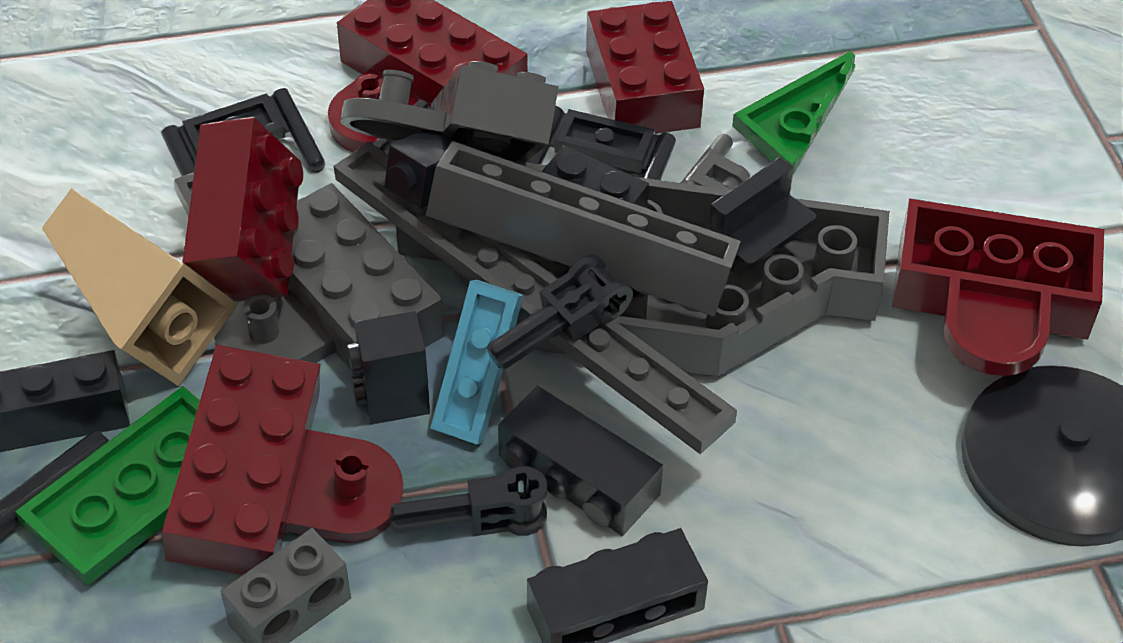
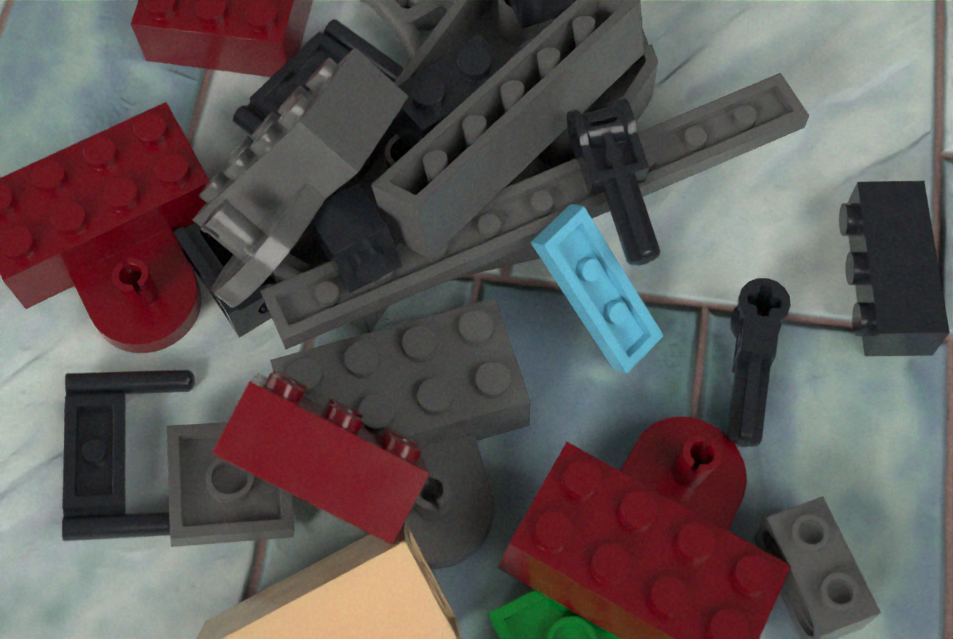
camera: 65 degrees left, 15 degrees up
(391, 368) = (566, 377): black brick -> none
(580, 460) = (728, 247): black brick -> none

